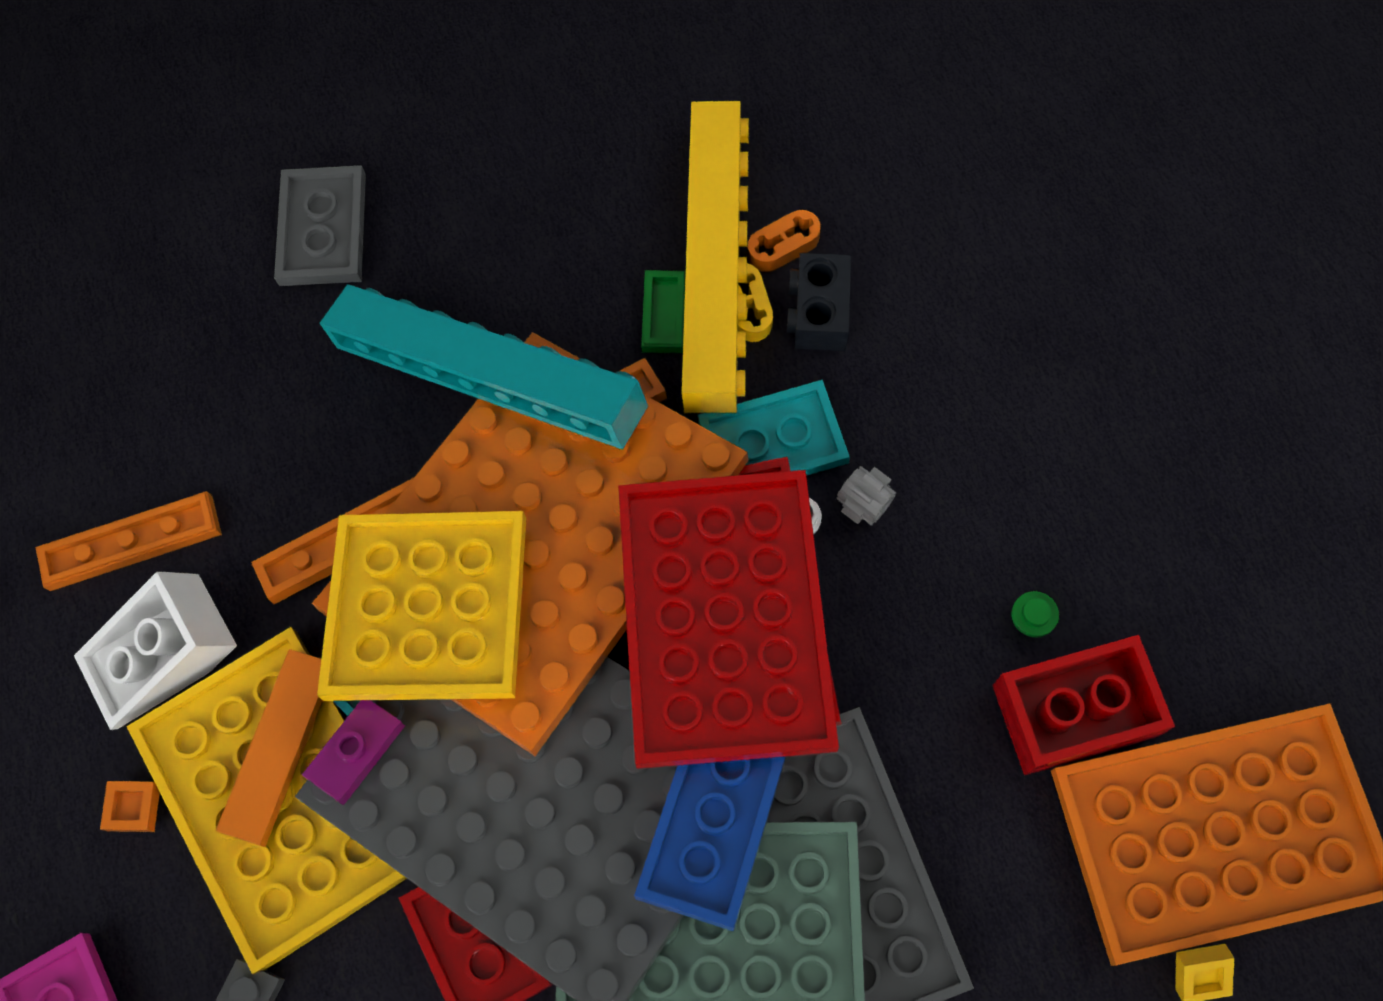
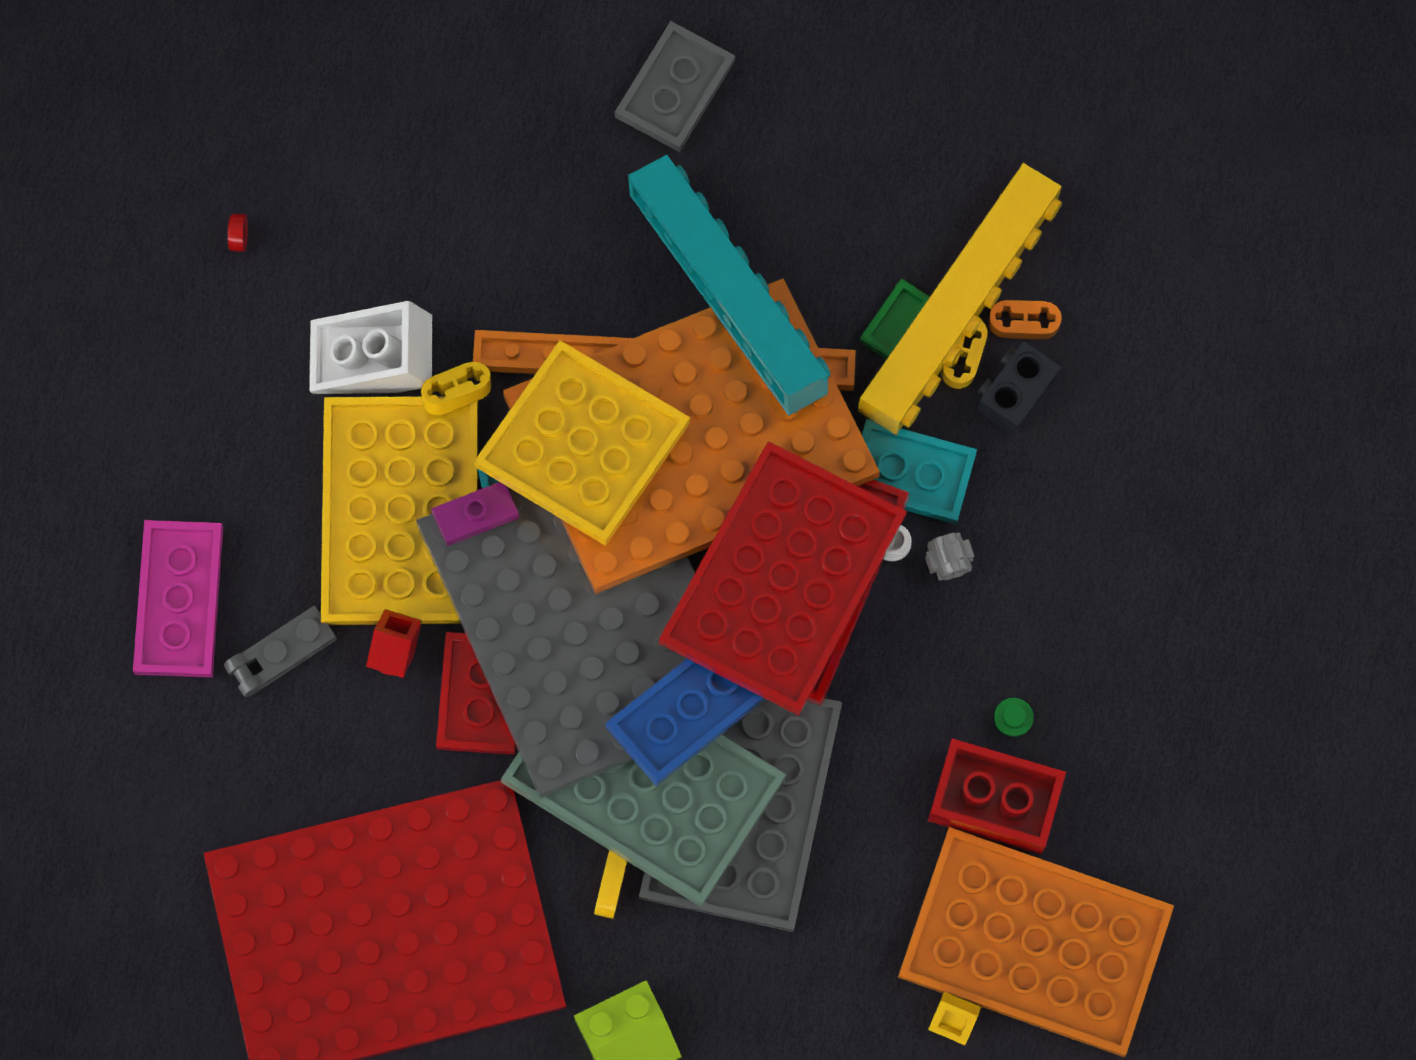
camera: 25 degrees right, 5 degrees up
(128, 541) = (394, 256): orange tile -> none
(130, 806) = (296, 456): orange plate -> none
(262, 632) = (456, 388): none -> yellow beam
(274, 751) = (420, 477): orange tile -> none
(346, 948) = (393, 643): none -> red brick

